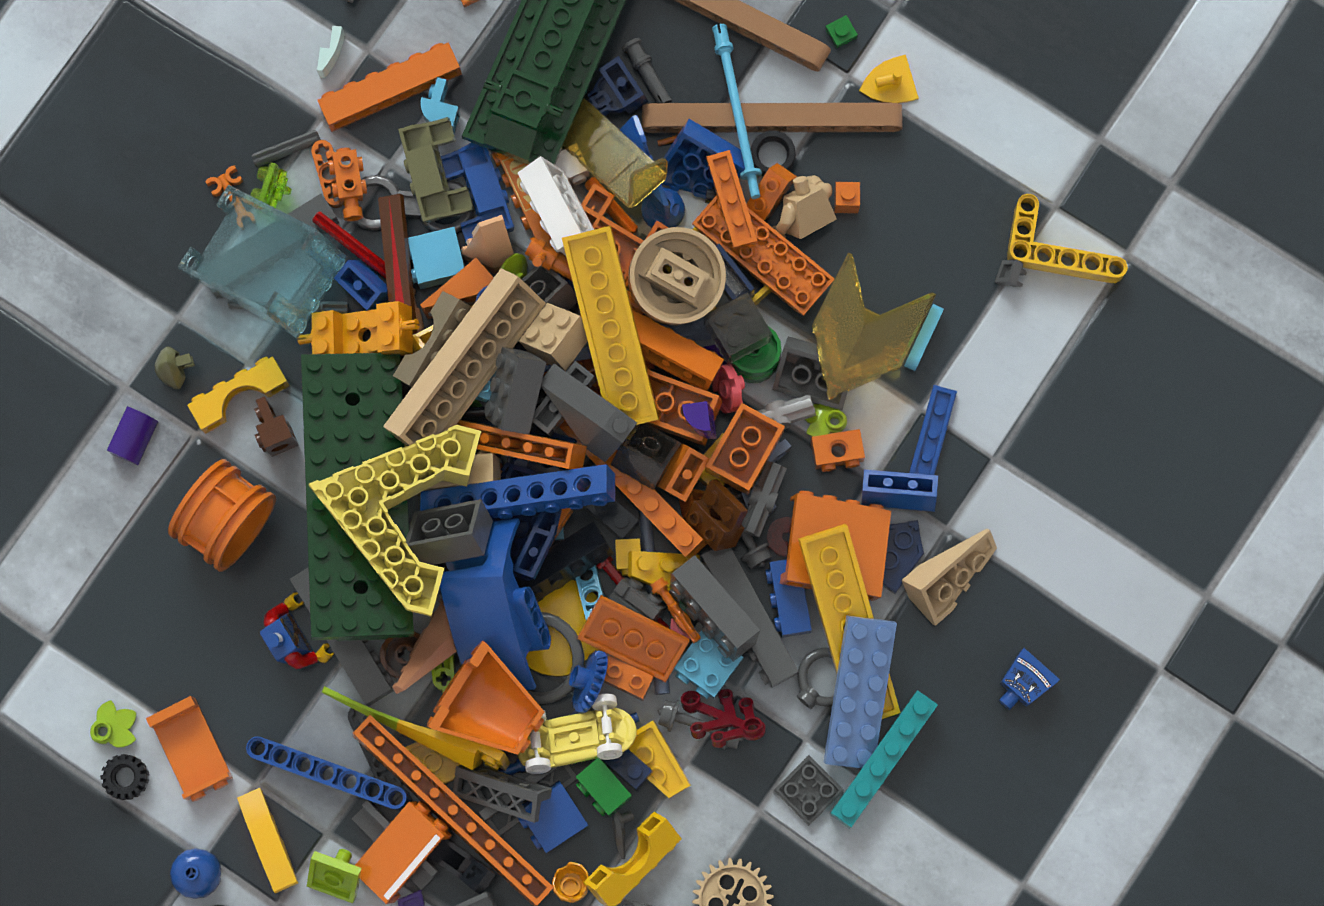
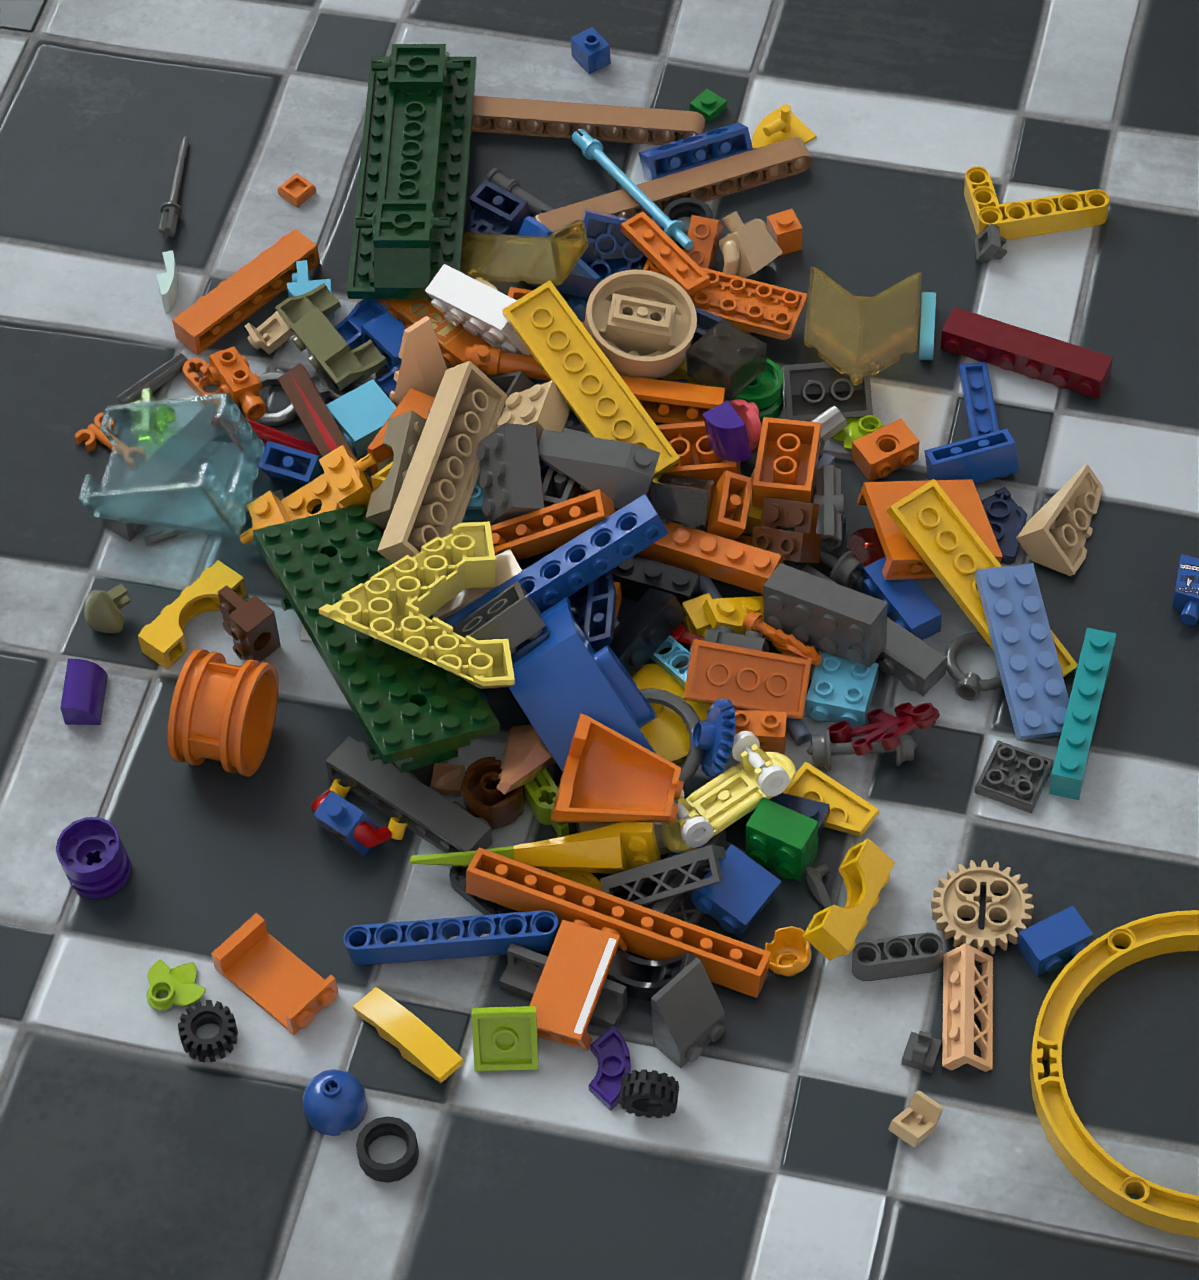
camera: 20 degrees left, 25 degrees down
(74, 598) = (93, 857): none -> dark purple wheel
(388, 138) = (269, 334): none -> tan bracket
(807, 85) = (695, 151): none -> blue brick
(991, 396) = (1026, 352): none -> dark red brick

